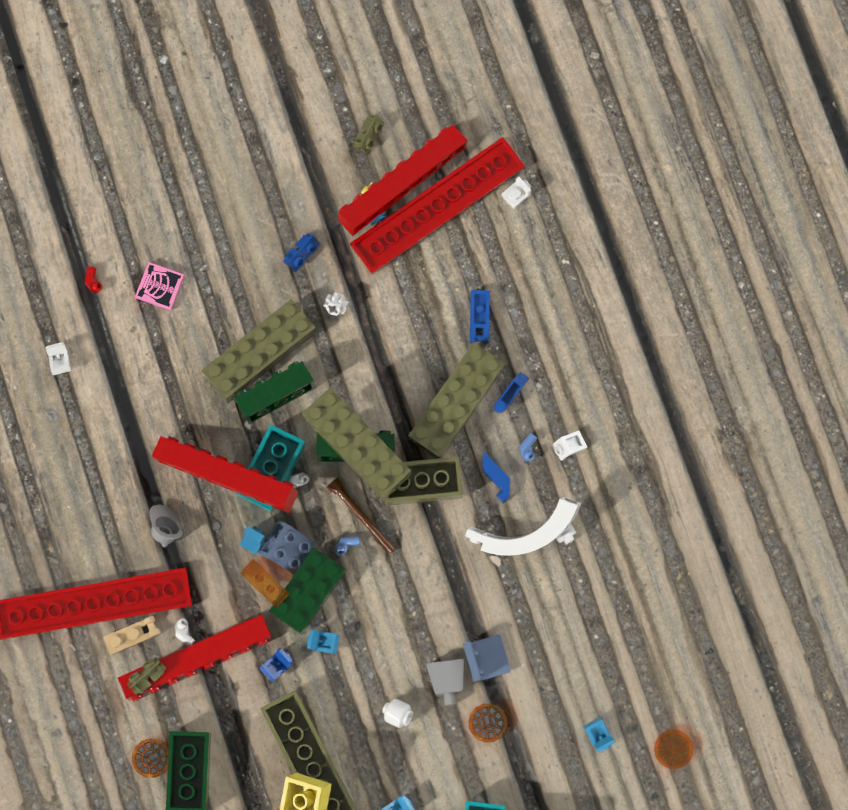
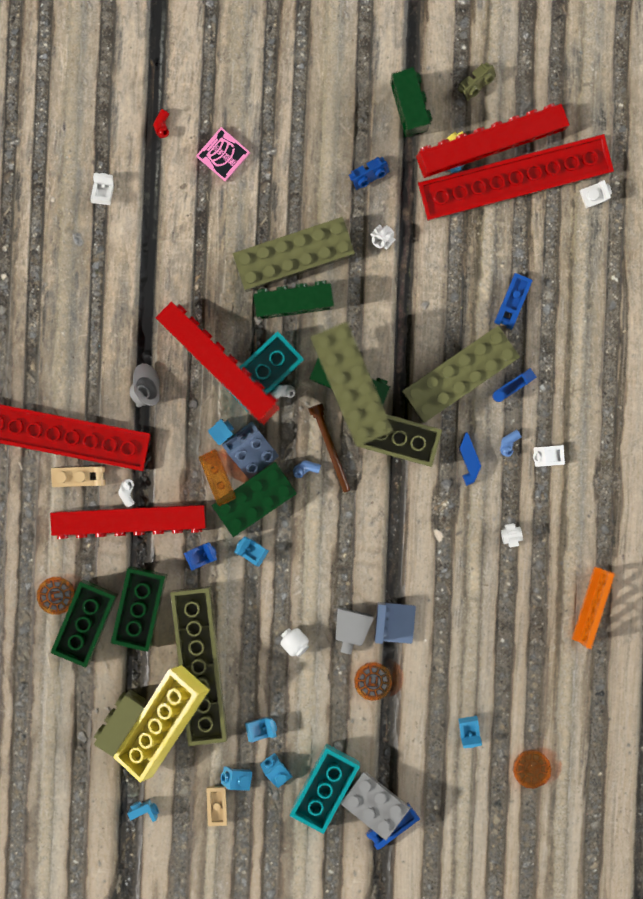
camera: 20 degrees right, 10 degrees up
(139, 679) = (68, 524): olive hinge -> none
(236, 737) = (139, 608): none -> dark green brick
(314, 174) = (410, 102): none -> dark green brick
(554, 527) = (477, 534): white arch -> none
(667, 569) = (593, 606): none -> orange fence

